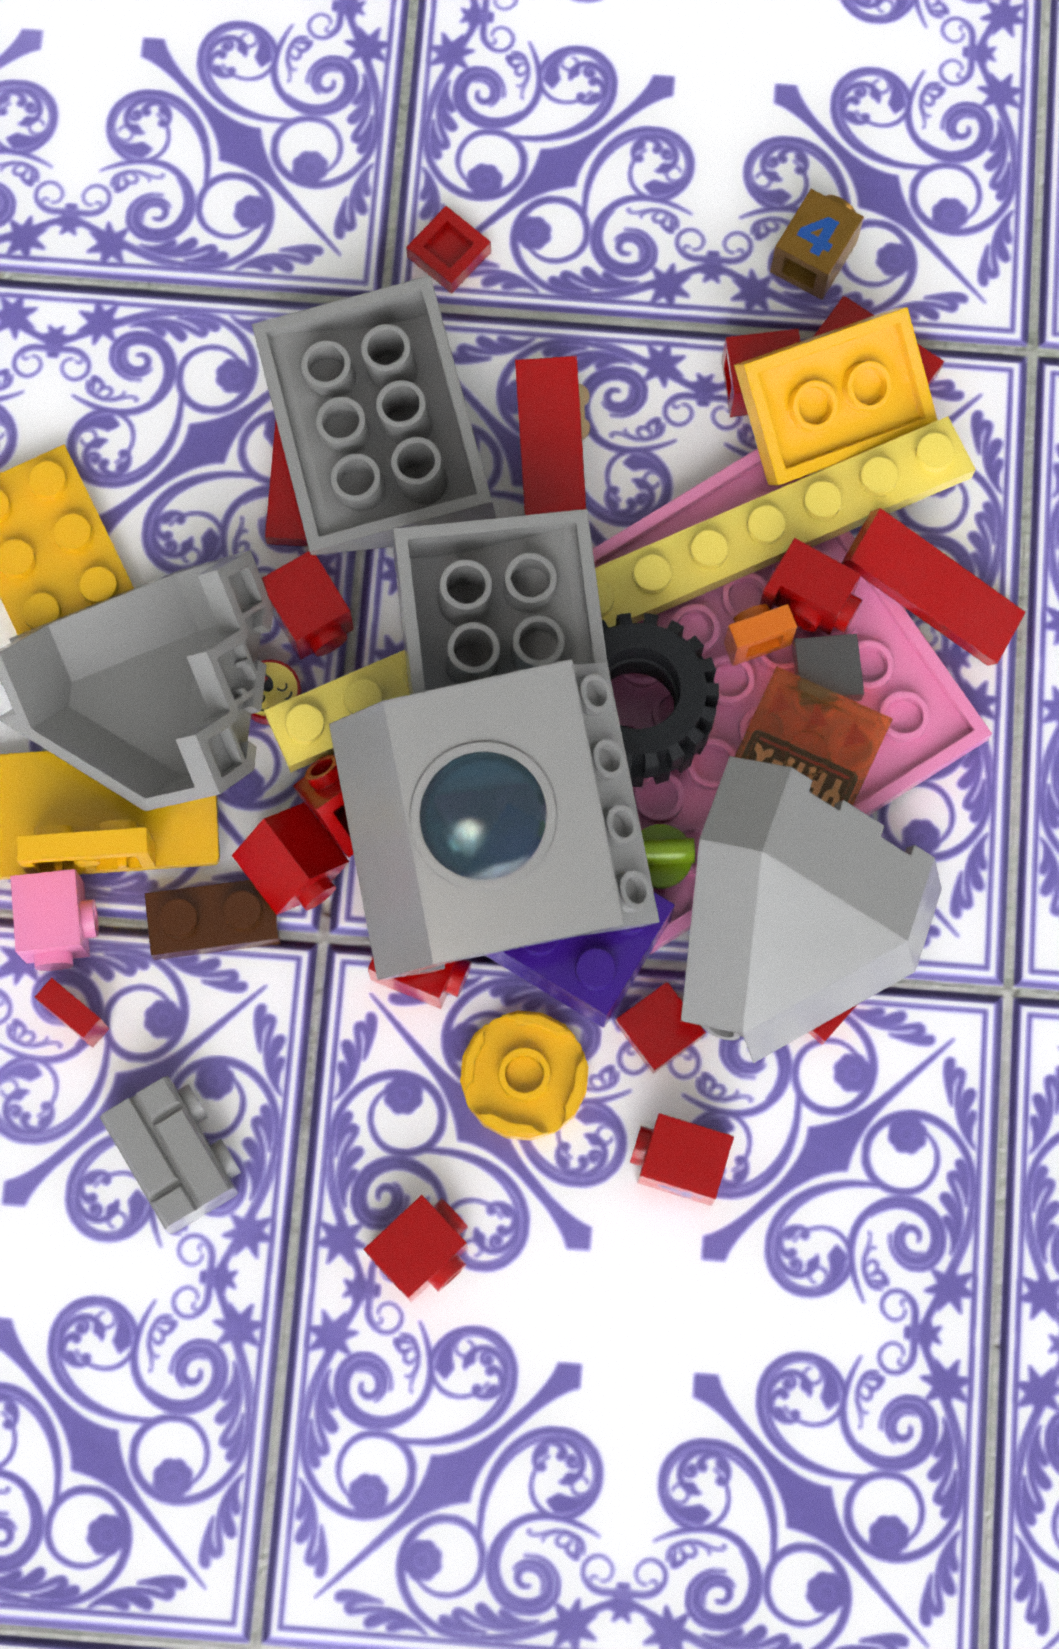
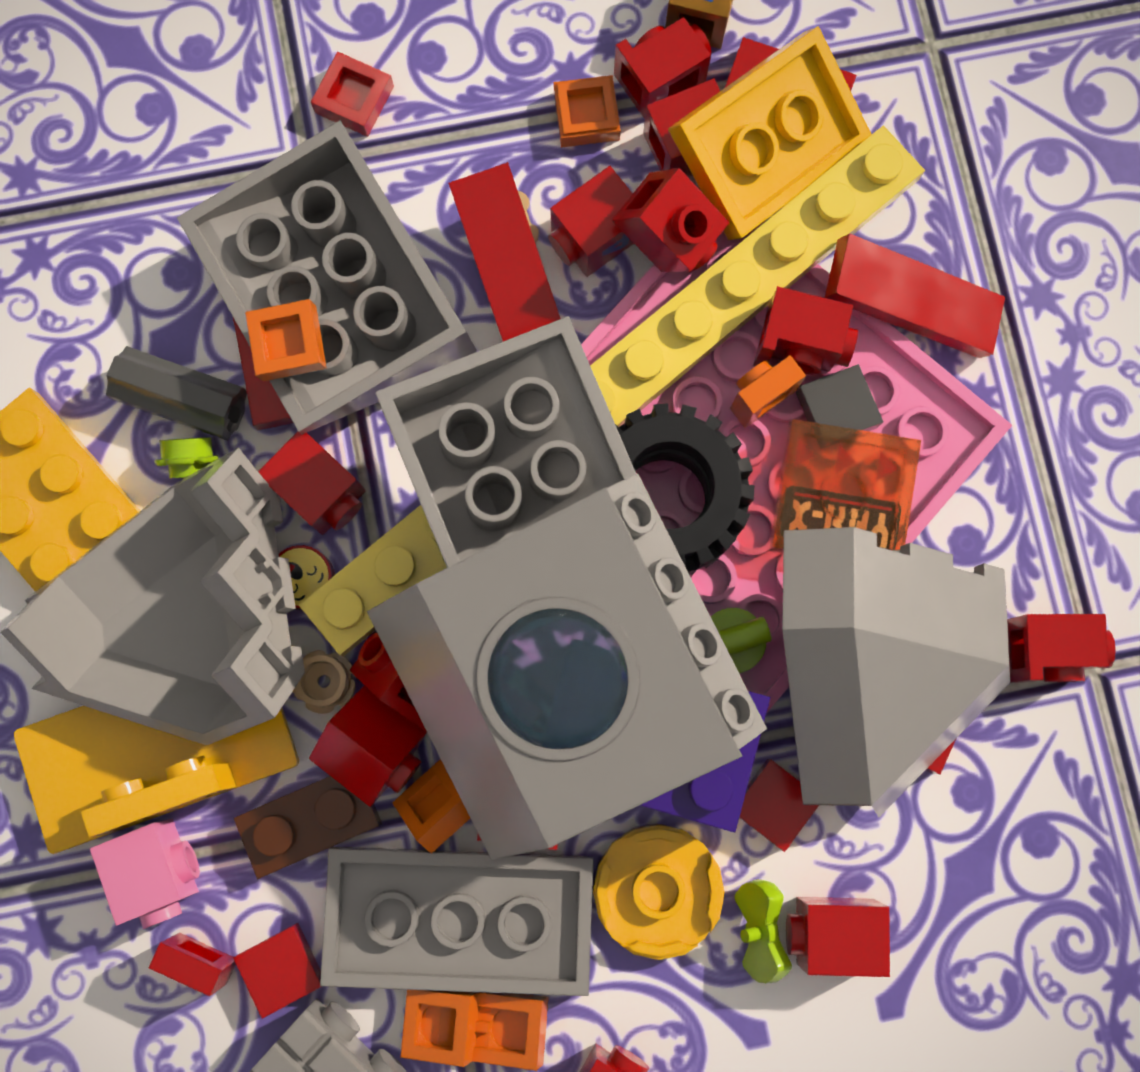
camera: 15 degrees left, 5 degrees up
(147, 1046) = (279, 970): none -> red tile
(193, 547) = (185, 455): none -> lime plate
(201, 487) = (176, 393): none -> dark grey axle
(263, 777) = (341, 685): none -> tan plate
(315, 1148) = (475, 1028): none -> orange slope
(323, 463) = (285, 340): none -> orange plate
(328, 1045) = (457, 921): none -> light grey plate
(336, 934) = (432, 808): none -> orange plate
(615, 1113) = (761, 906): none -> lime piece
(647, 435) = (584, 224): none -> red brick
(671, 326) = (586, 111): none -> orange tile
(714, 453) = (671, 221): none -> red brick
(757, 300) = (662, 62): none -> red brick
(974, 952) = (1058, 646): none -> red brick

